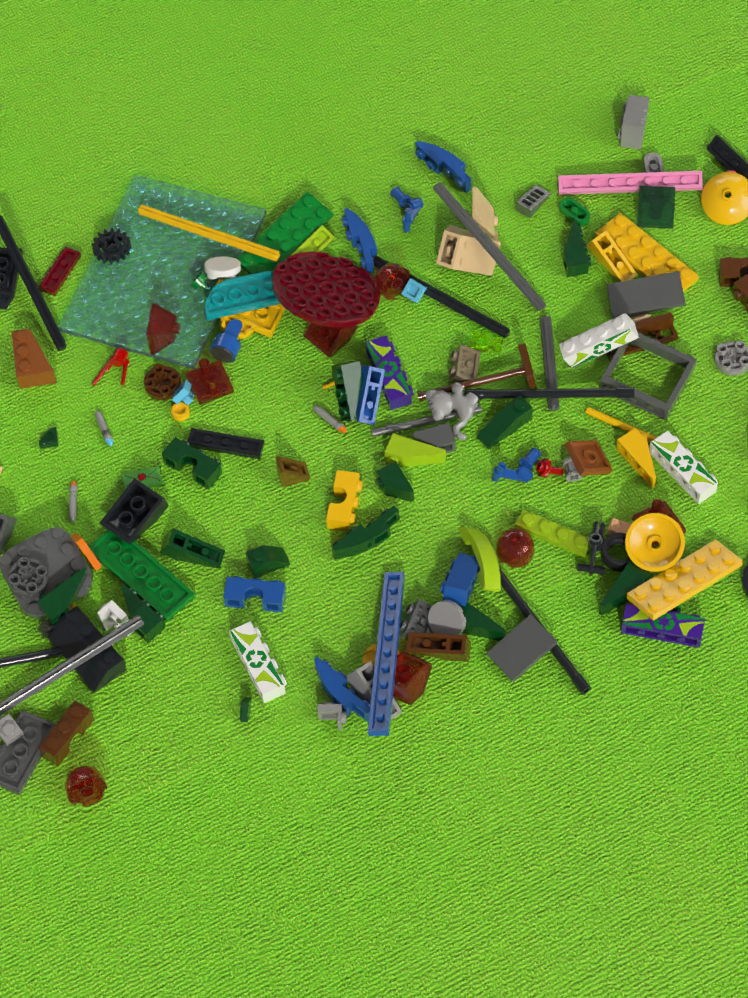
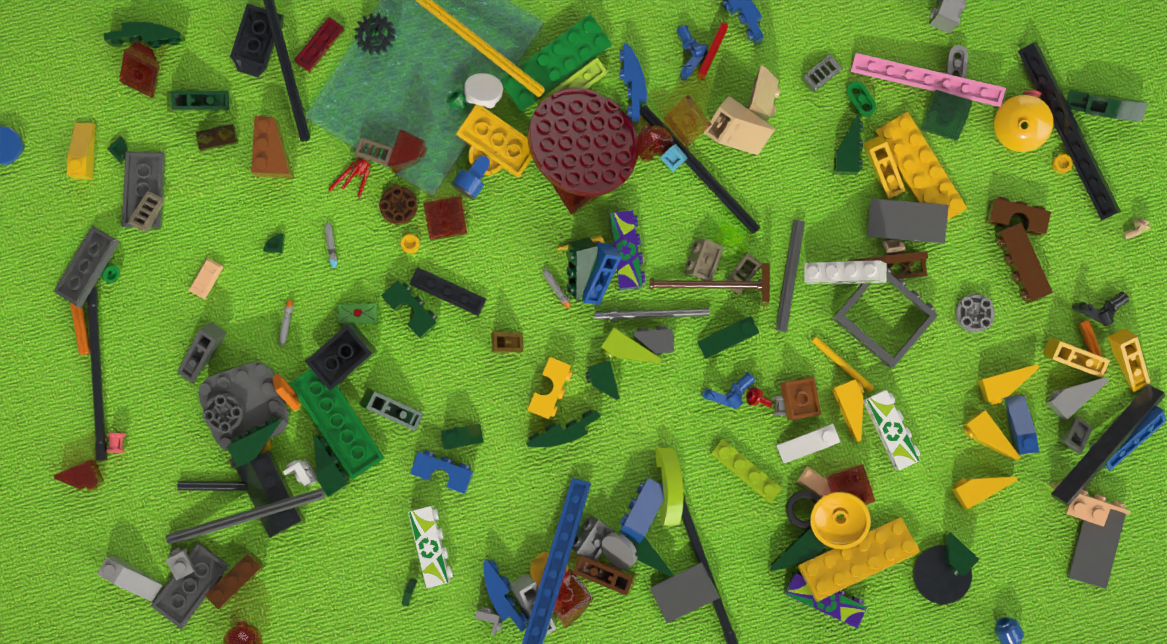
camera: 10 degrees right, 25 degrees up
(141, 344) = (386, 153): none -> dark tan slope
(183, 393) = (416, 226): medium azure tile -> none
(240, 295) = (494, 130): teal plate -> none
(419, 256) = (687, 121): none -> clear orange tile
(427, 202) = (712, 51): none -> red tile
(443, 403) = (672, 303): light grey animal -> none
(489, 246) = (761, 134): dark grey axle -> none
(505, 355) = (753, 260): none -> dark tan slope
(515, 547) = (704, 479): clear red cylinder -> none
(594, 544) = (781, 502): black pin -> none
(608, 494) = (808, 443): none -> white slope
(619, 392) = (848, 337): black piece -> none

